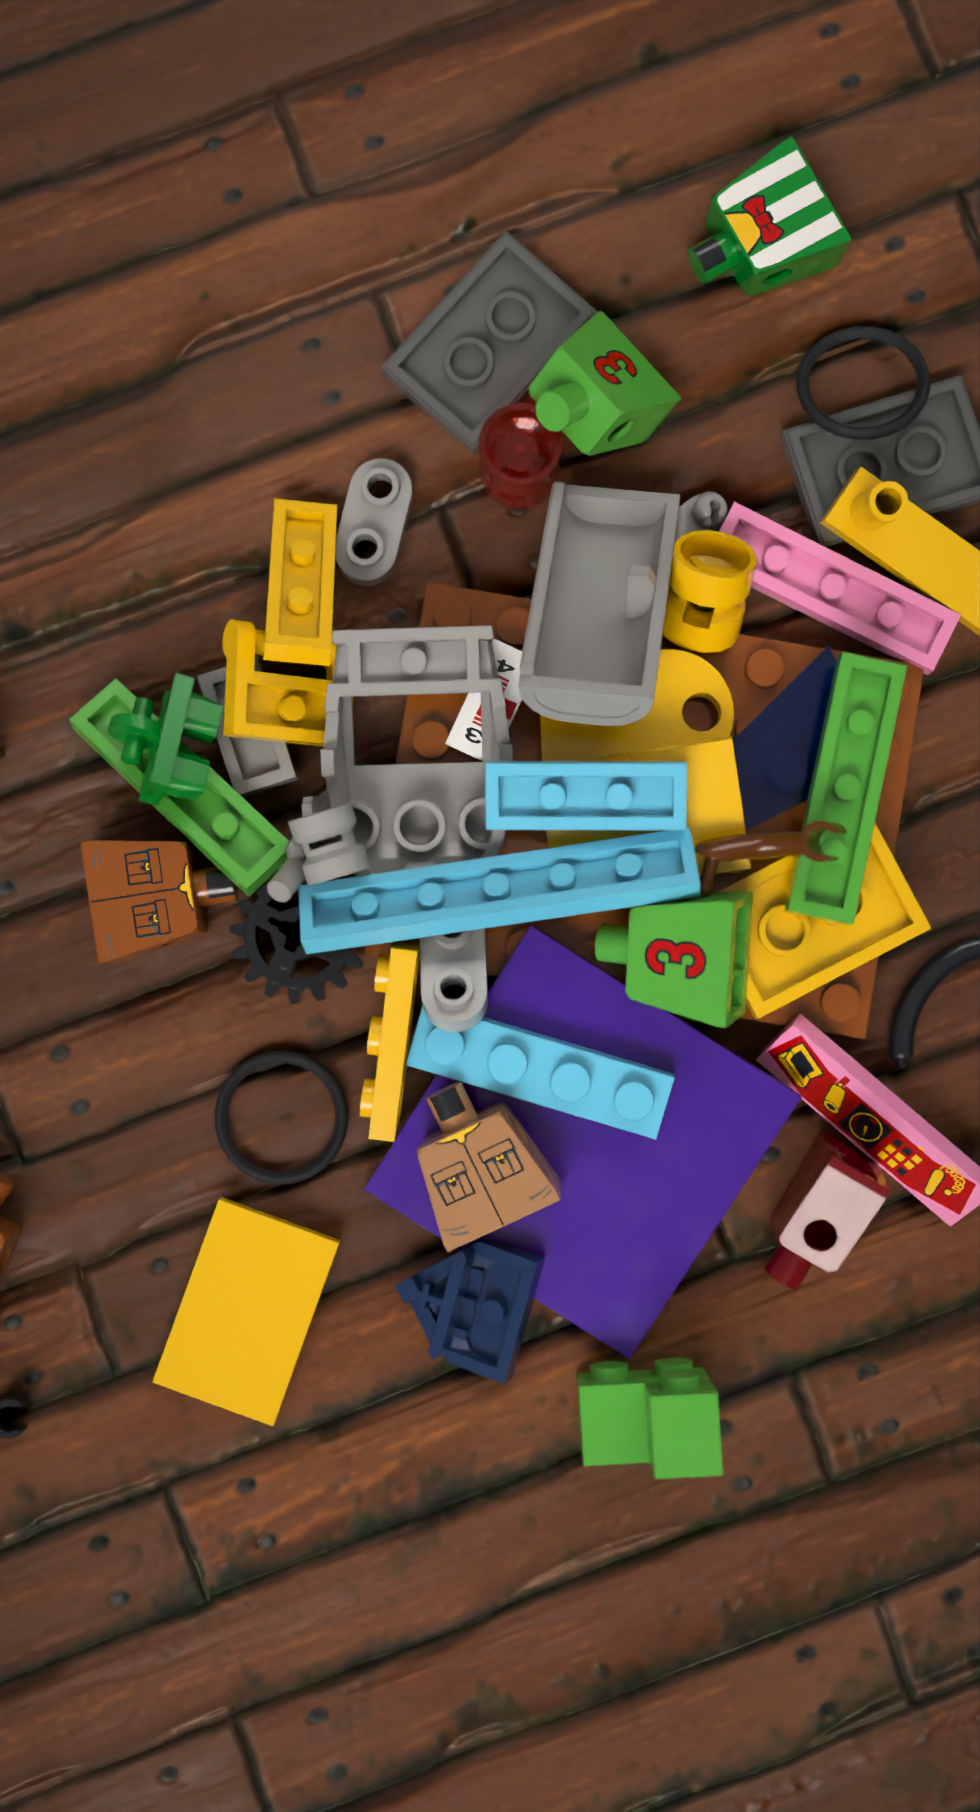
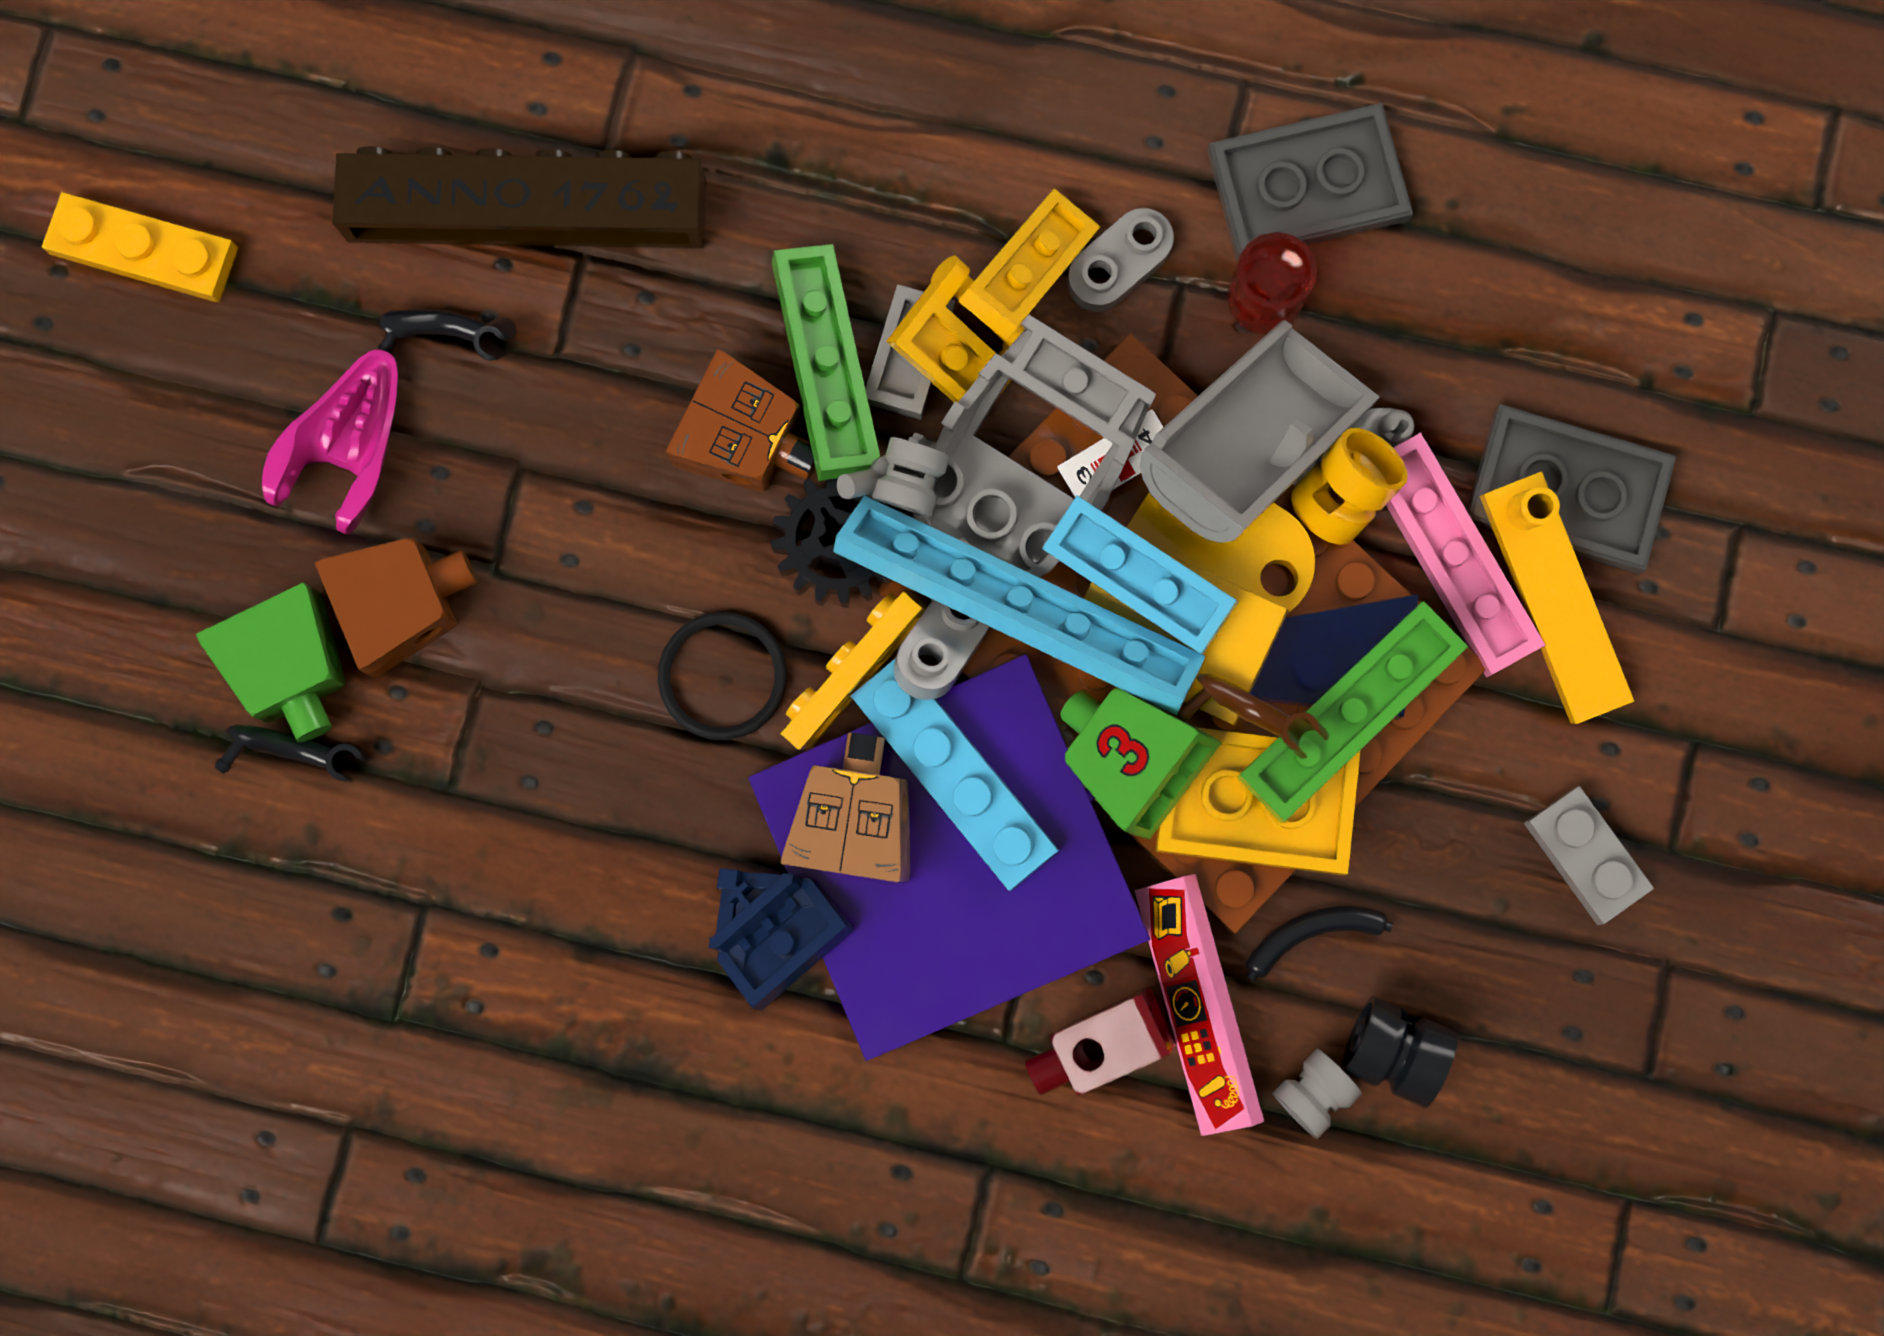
camera: 35 degrees right, 5 degrees down
(179, 715) = (825, 337): green hips -> none
(246, 1311) = (587, 810): yellow tile -> none
(601, 390) = (1372, 274): bright green torso -> none
(650, 1417) = (848, 1113): bright green brick -> none
(771, 226) = (1598, 237): torso -> none
(863, 433) = (1565, 449): black tyre -> none

